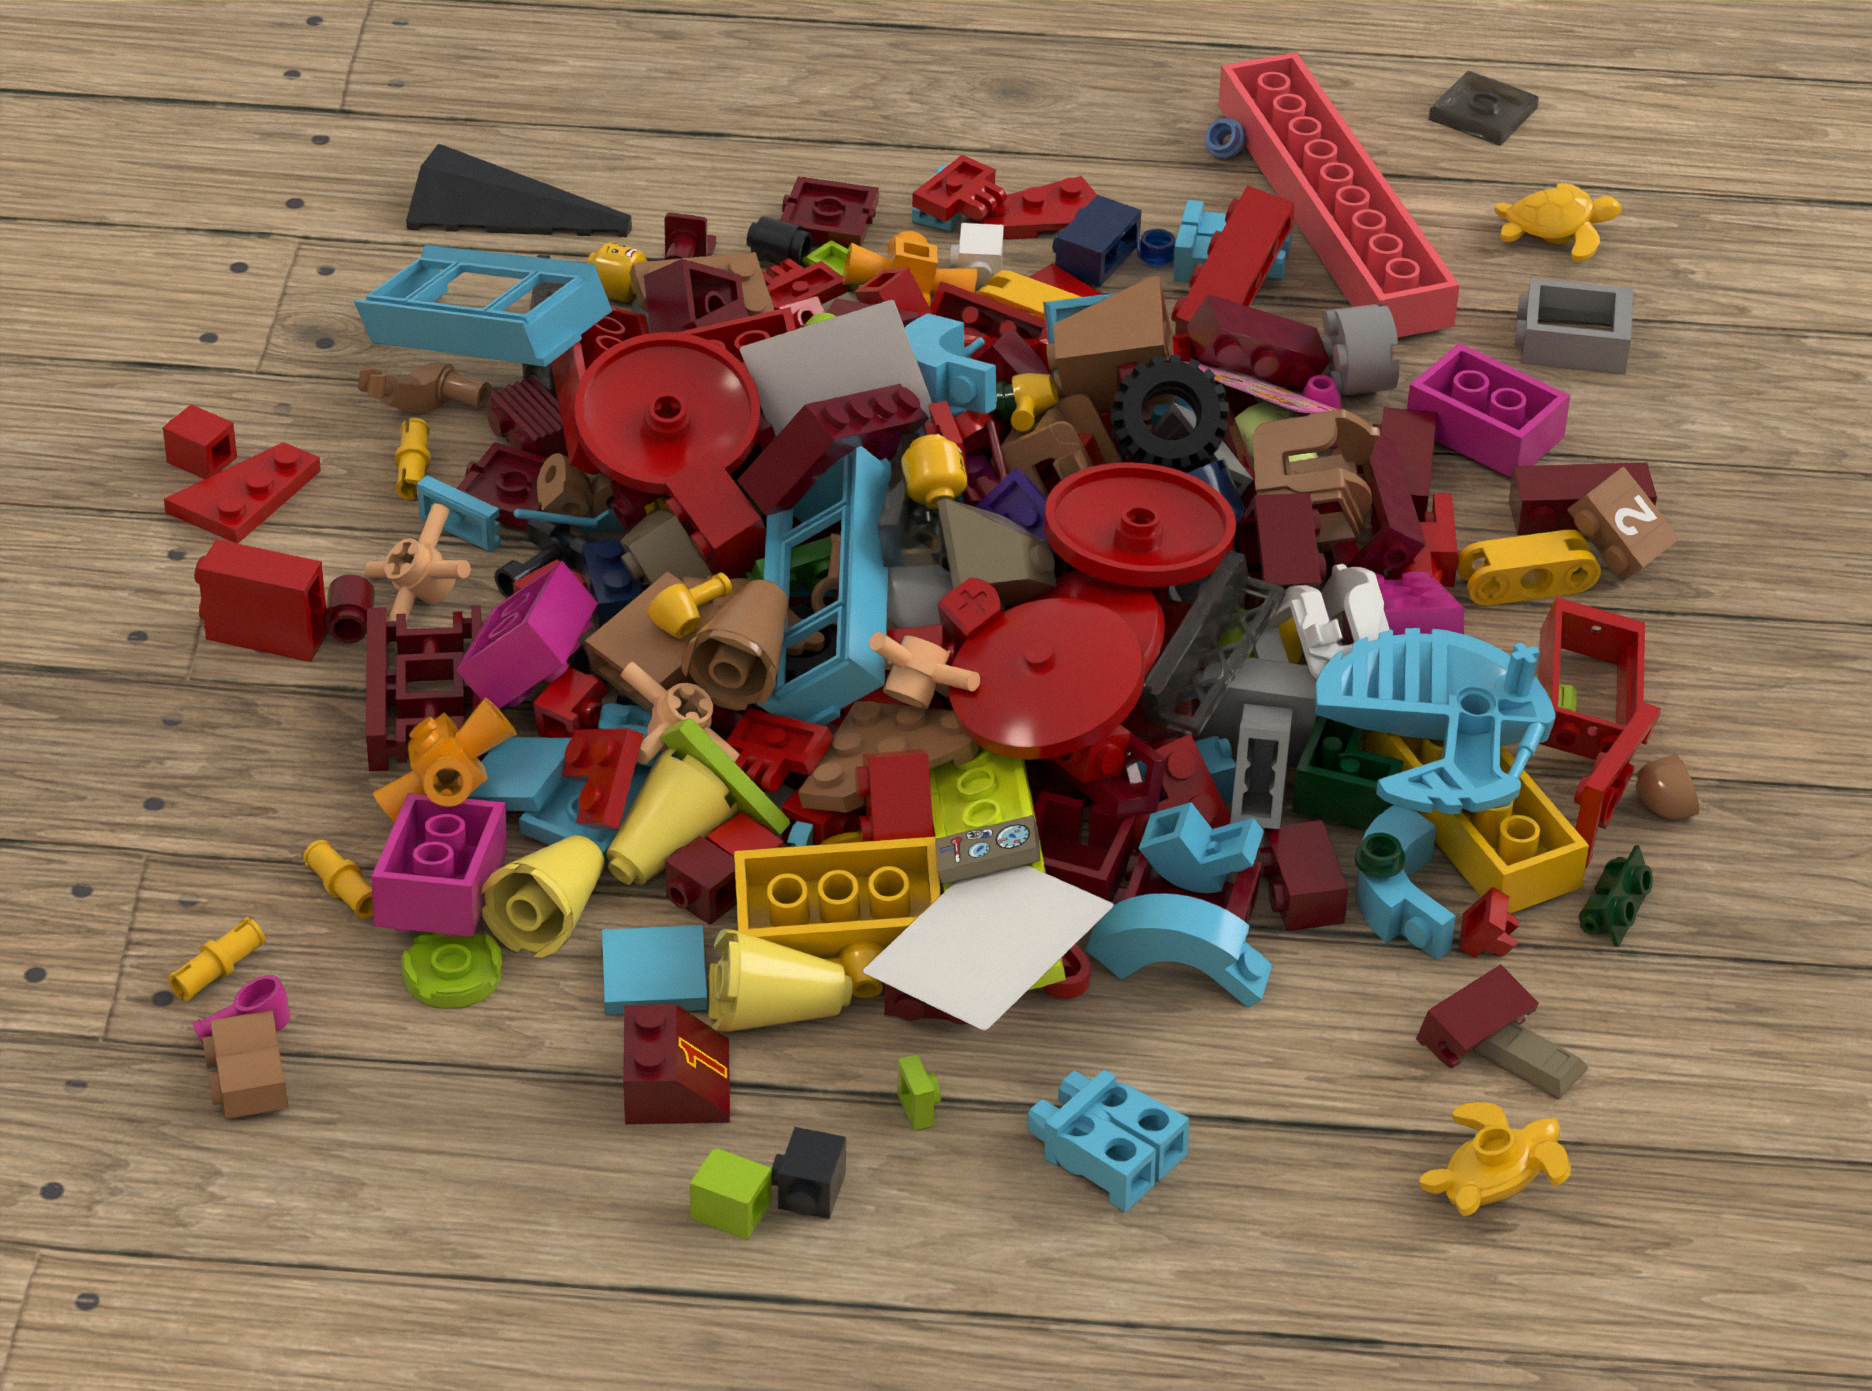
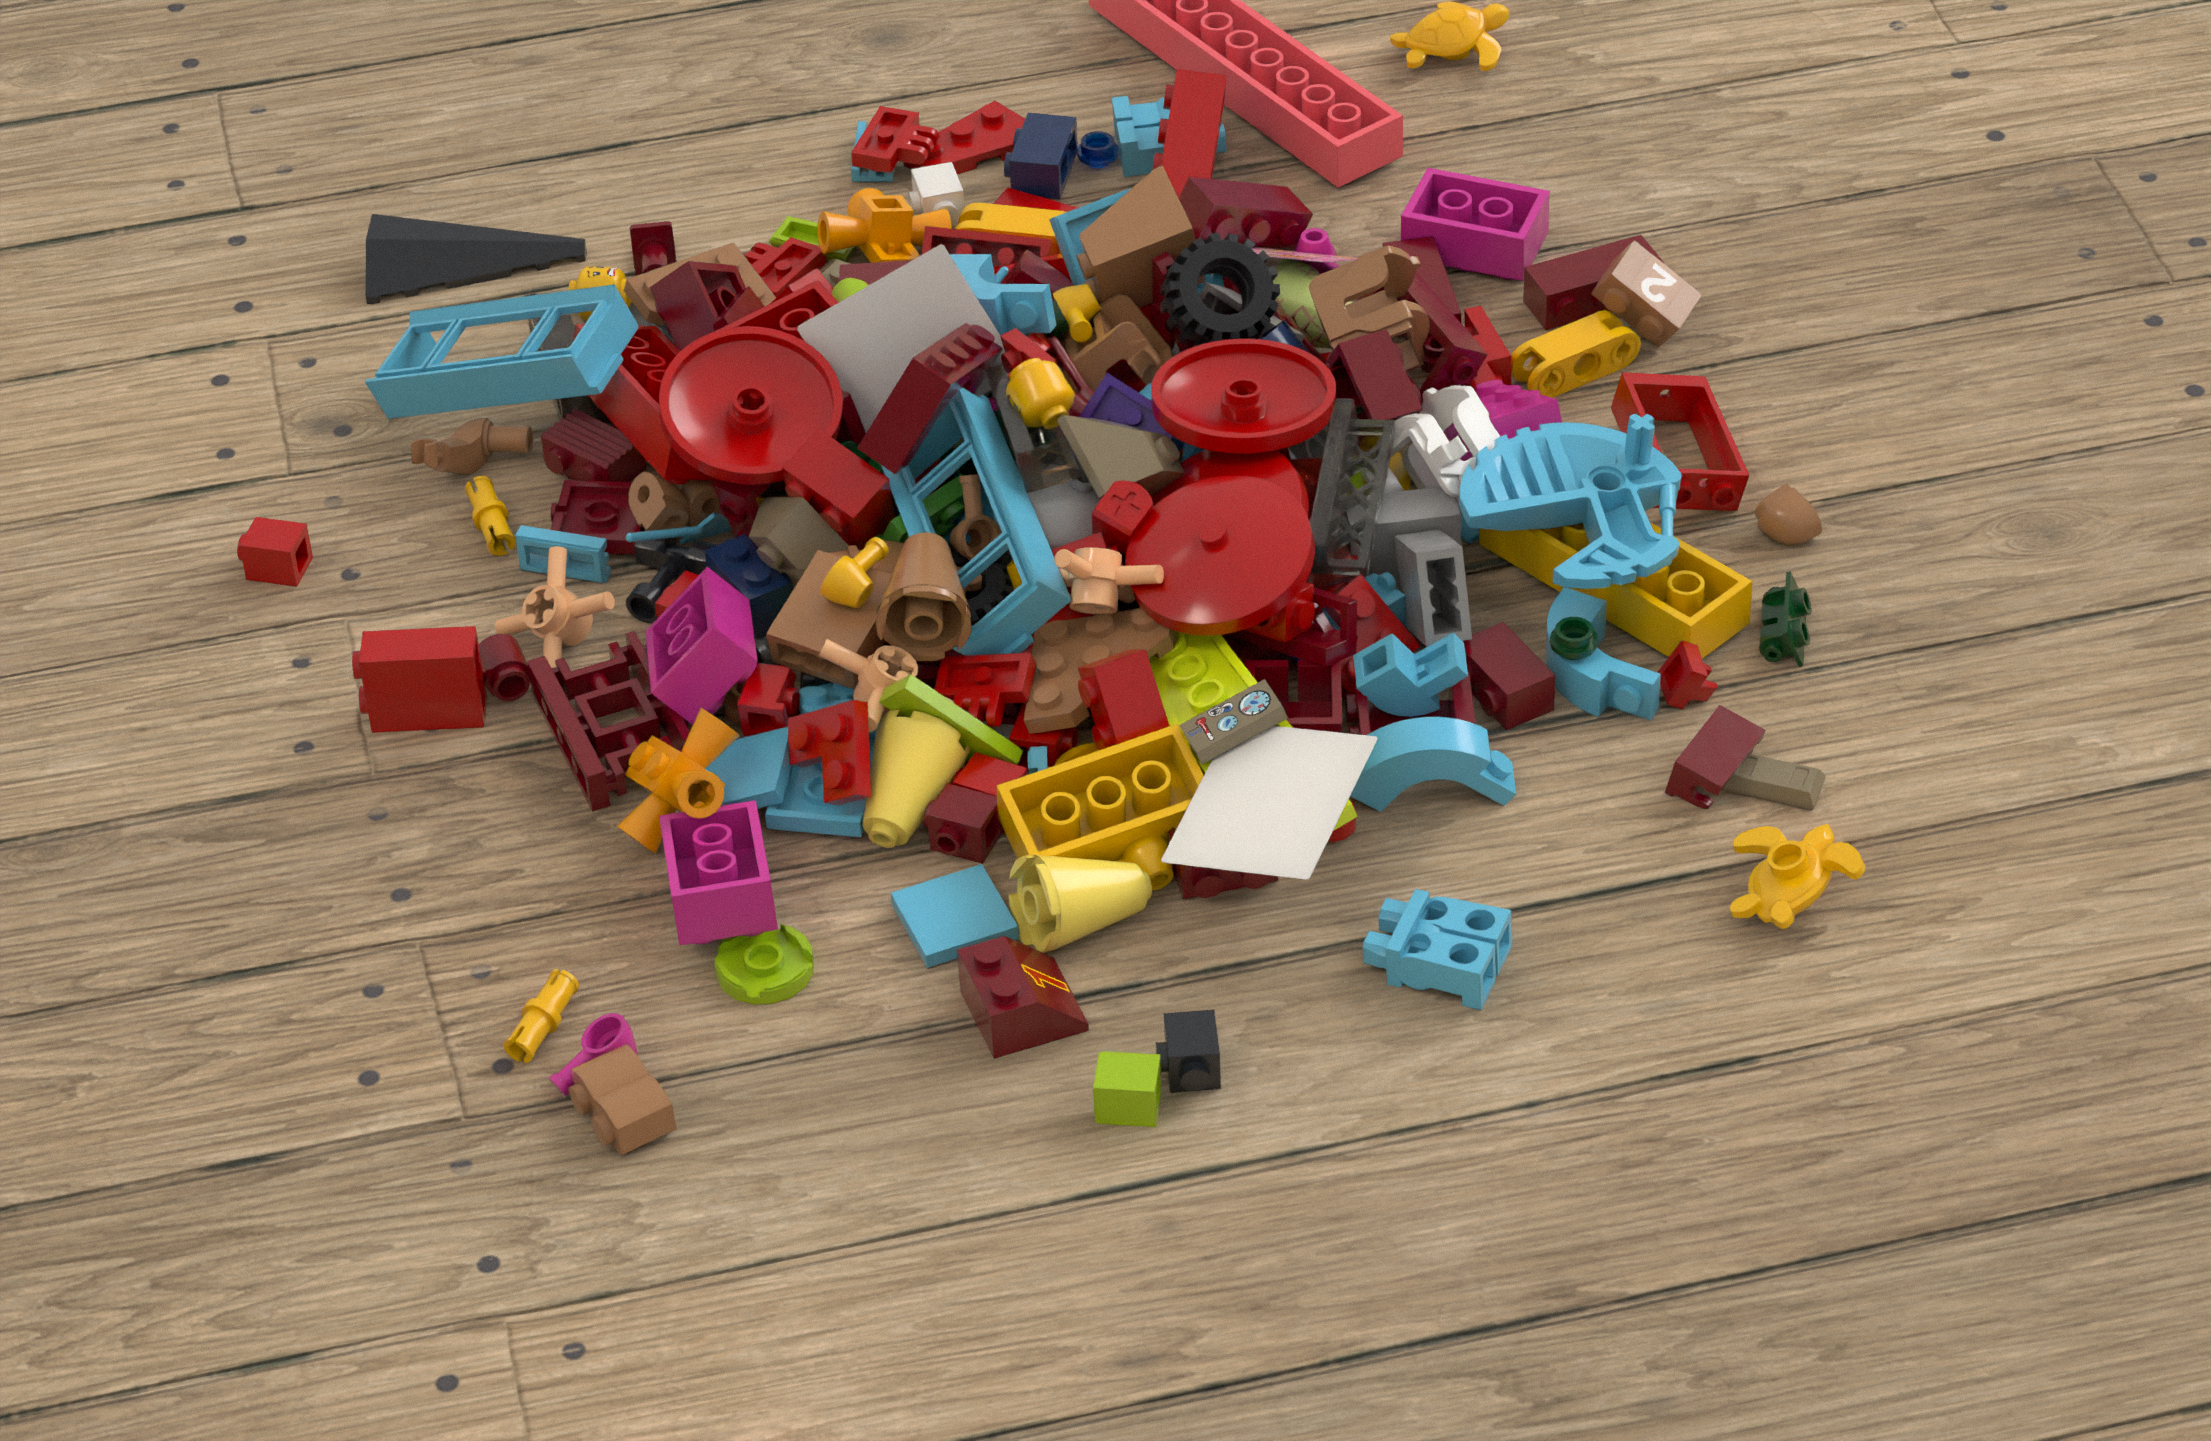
camera: 15 degrees left, 0 degrees up
(246, 493) = (341, 589): red wing -> none
(340, 877) = (623, 912): yellow pin -> none
(542, 895) = (825, 878): light yellow cone -> none
(778, 240) = (740, 226): black brick -> none
(831, 210) = (772, 190): dark red plate -> none
(894, 285) = (888, 243): red brick -> none
(917, 1092) = (1251, 956): lime plate -> none
(1218, 131) = (1105, 26): medium blue plate -> none
(1339, 778) = (1506, 583): dark green brick -> none
(1361, 348) = (1338, 194): light grey brick -> none
(1575, 346) = (1519, 148): light grey window -> none
(1610, 776) = (1739, 511): red wing -> none

